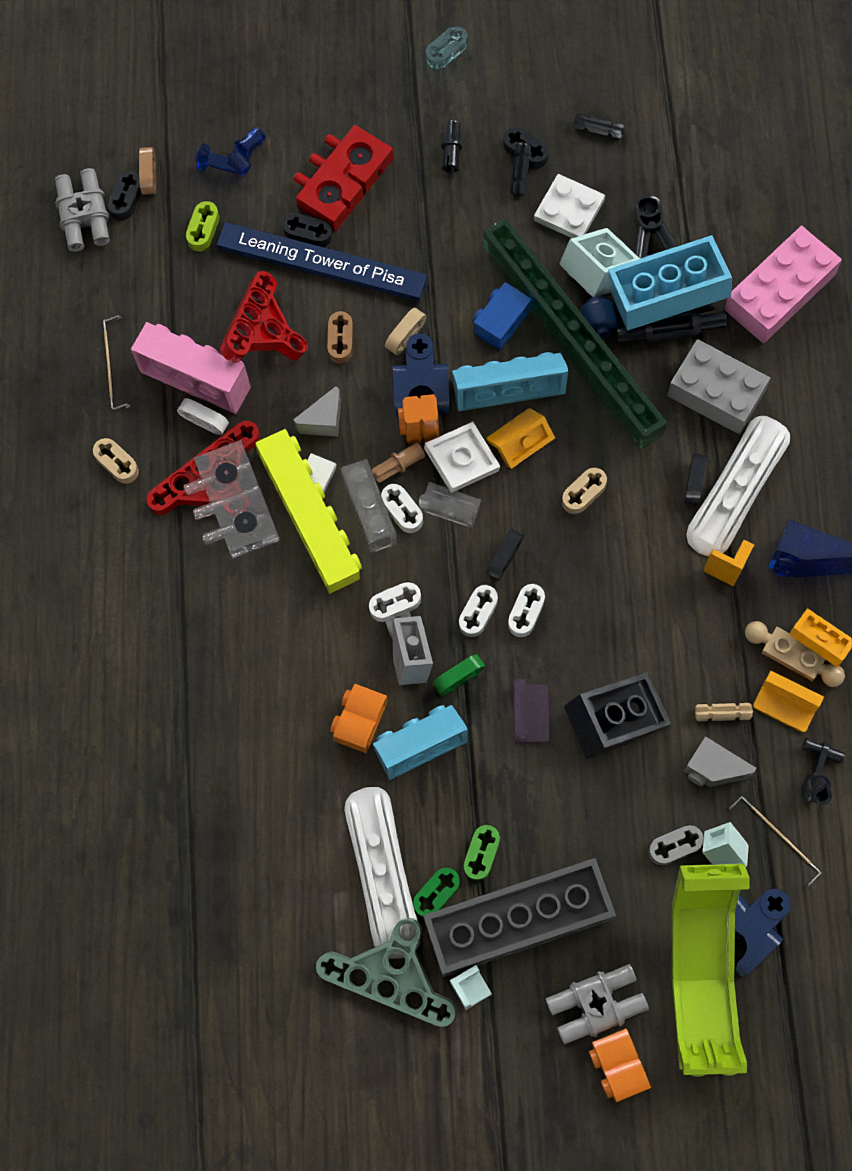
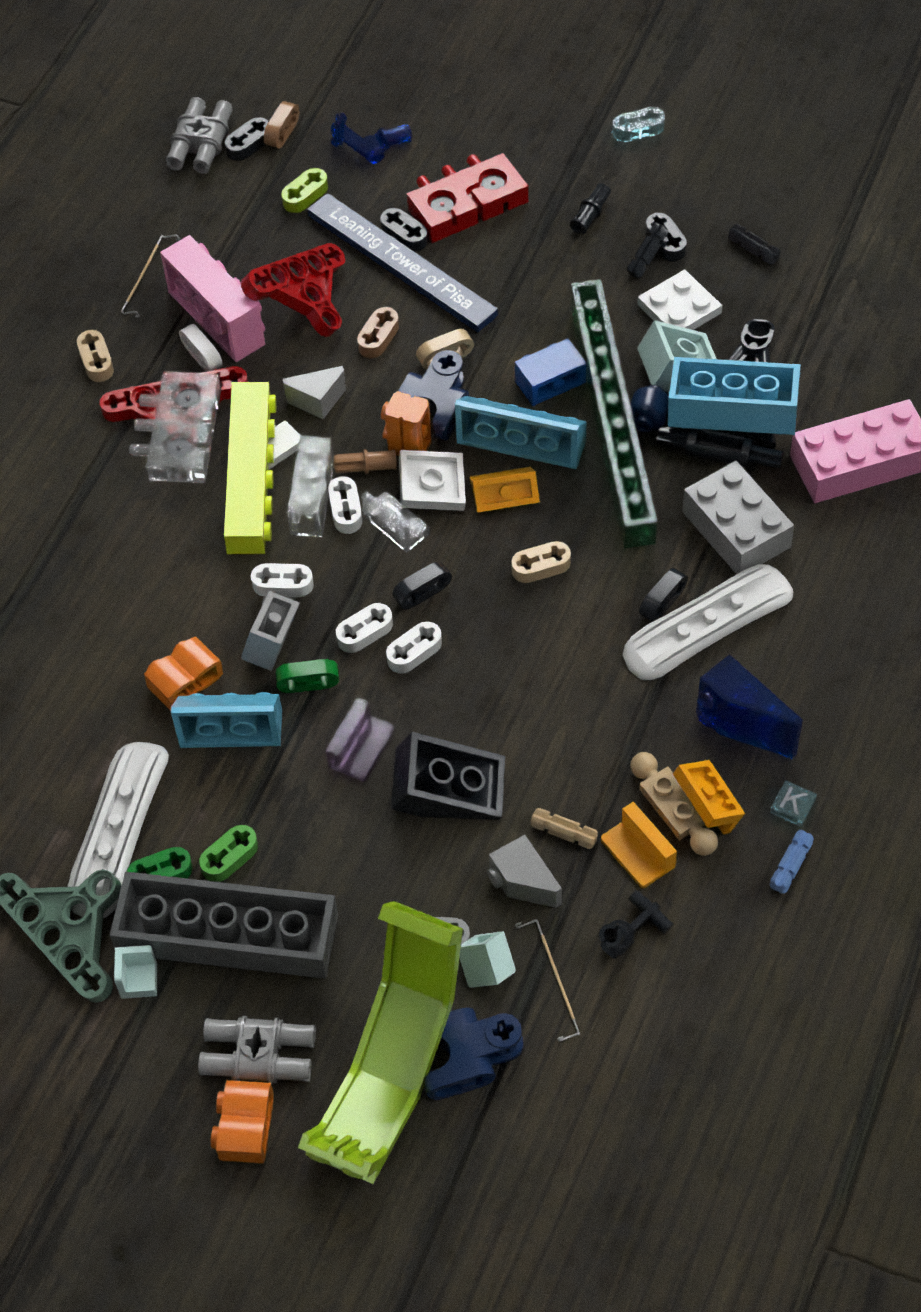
camera: 25 degrees right, 15 degrees down
(725, 567) = (650, 686): light orange panel -> none

